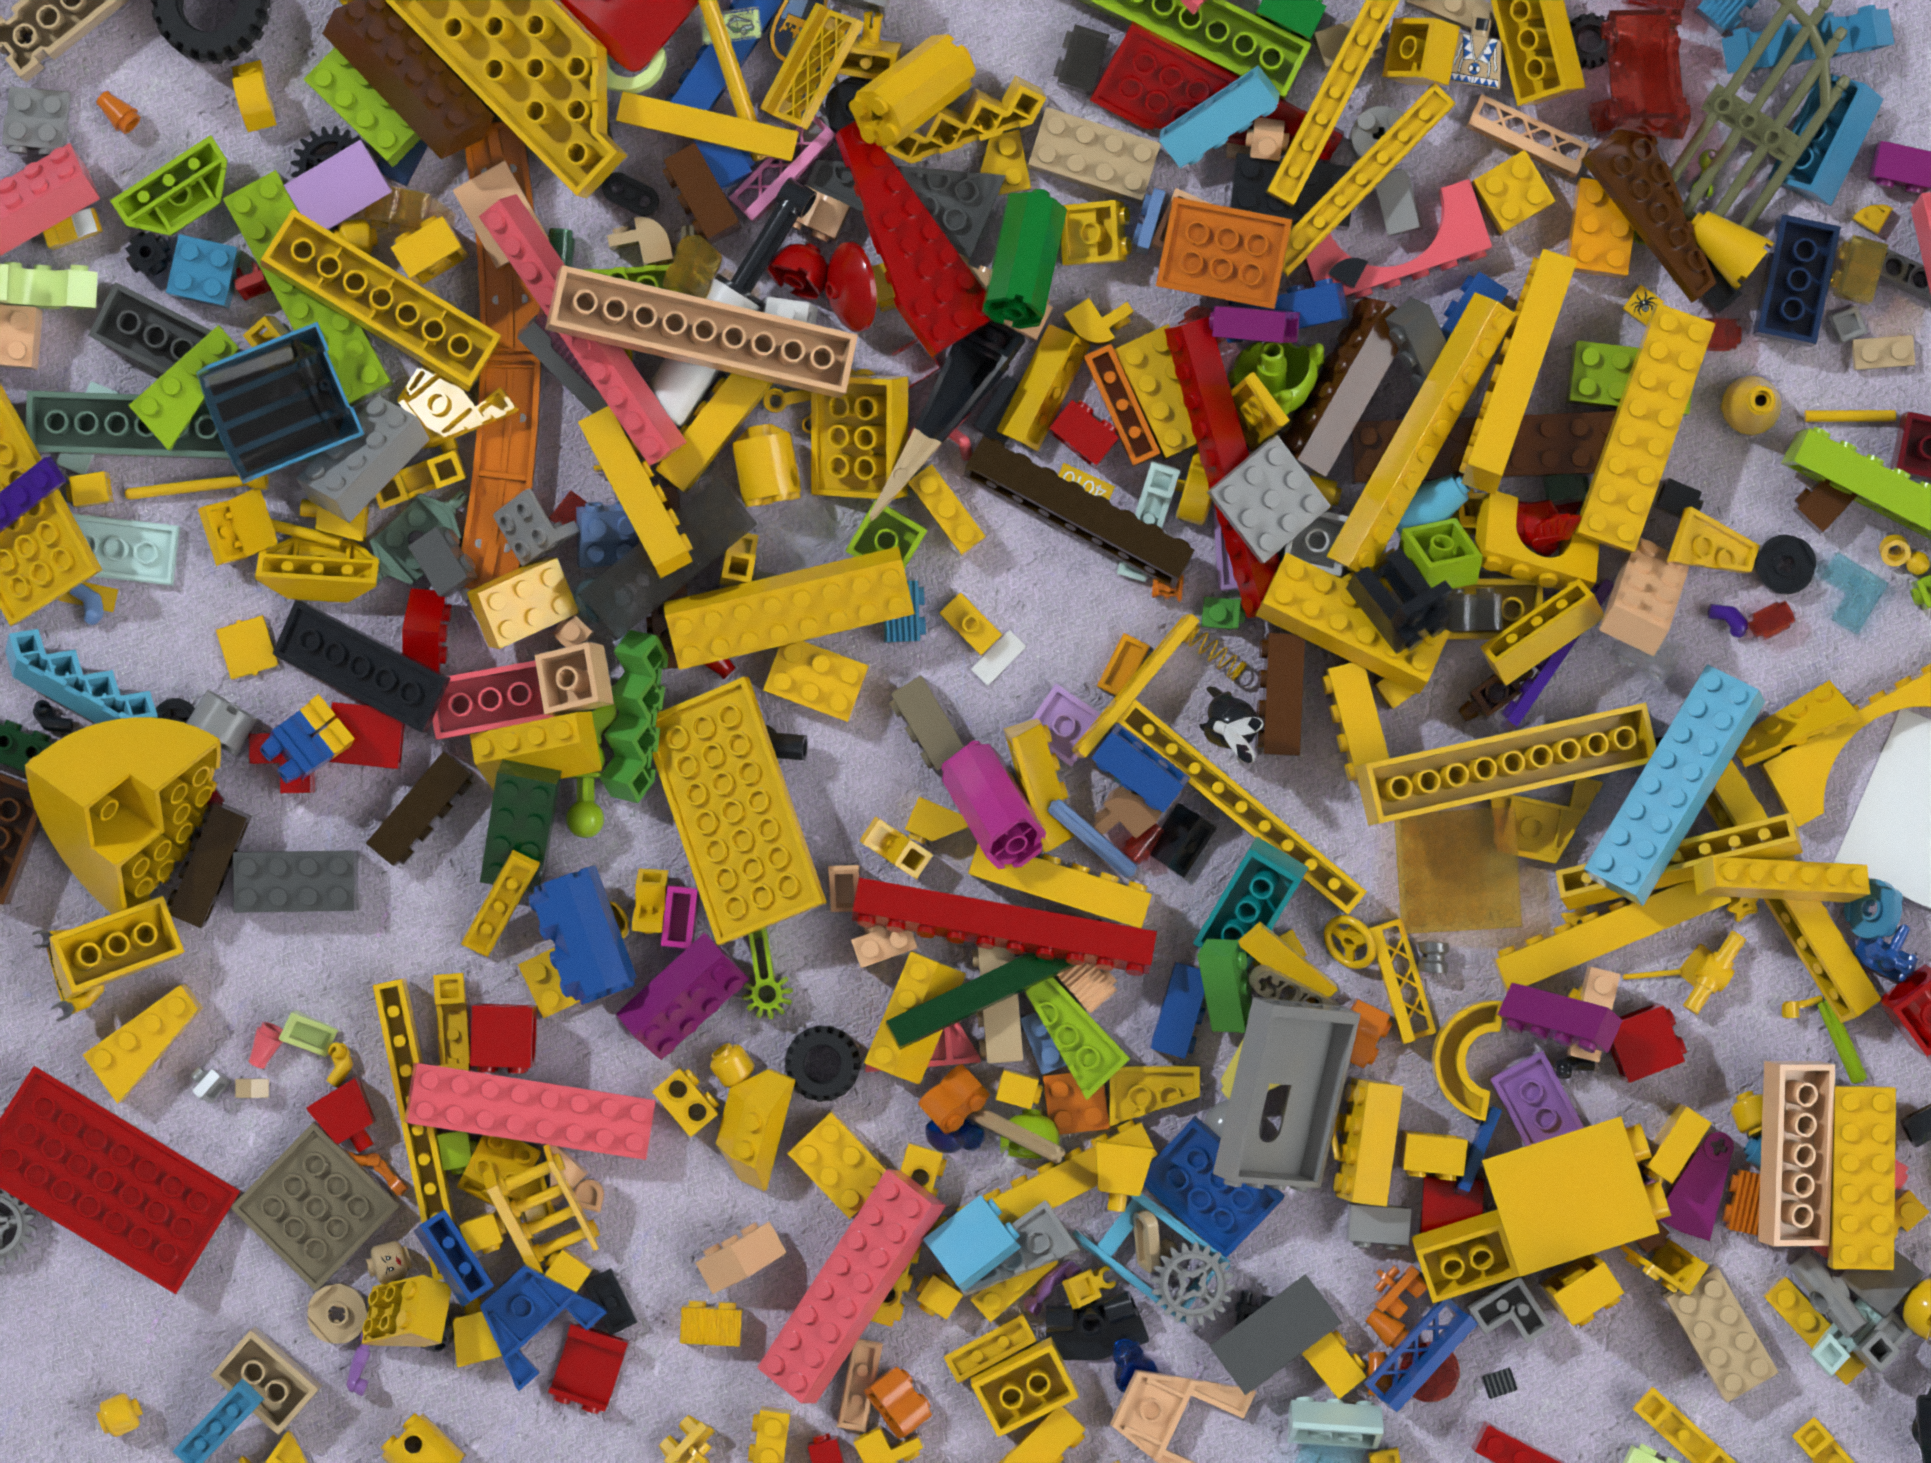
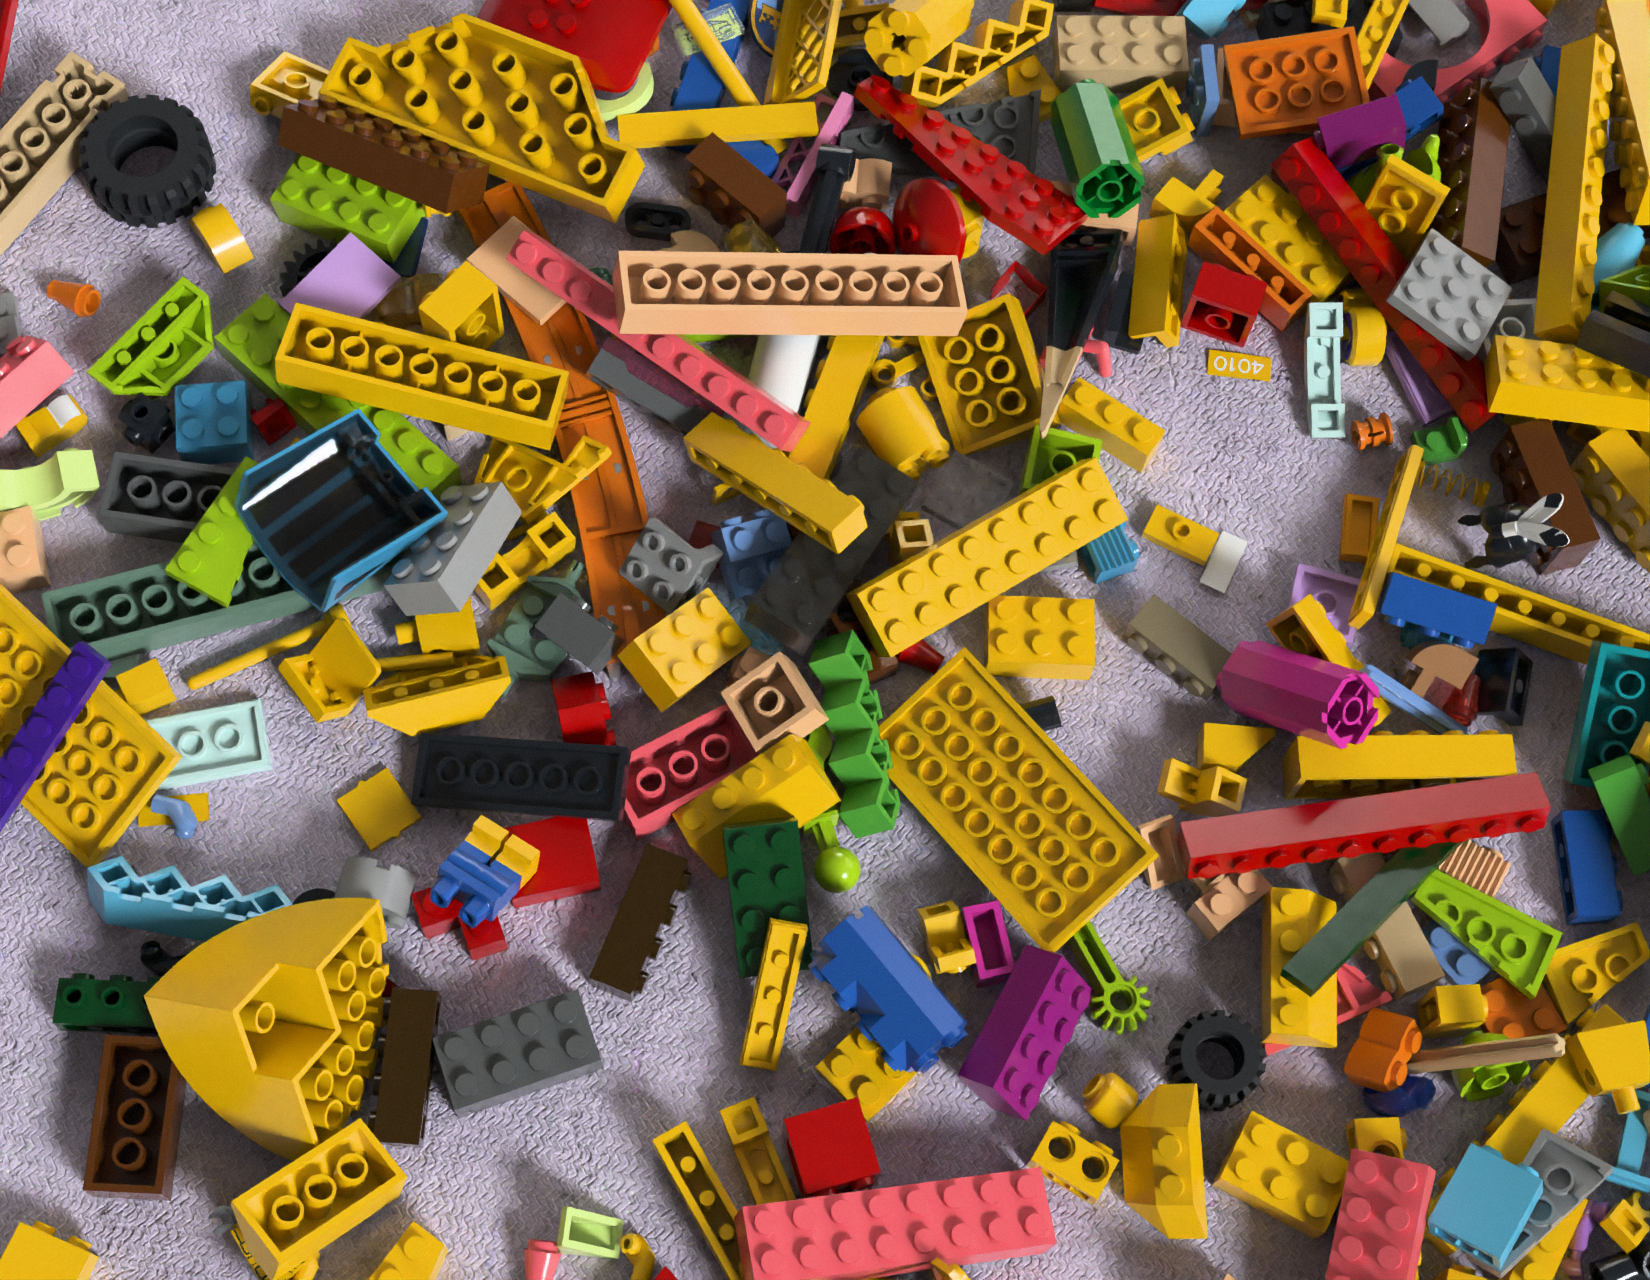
camera: 25 degrees left, 20 degrees down
(1079, 512) = (1252, 381): dark brown brick -> none

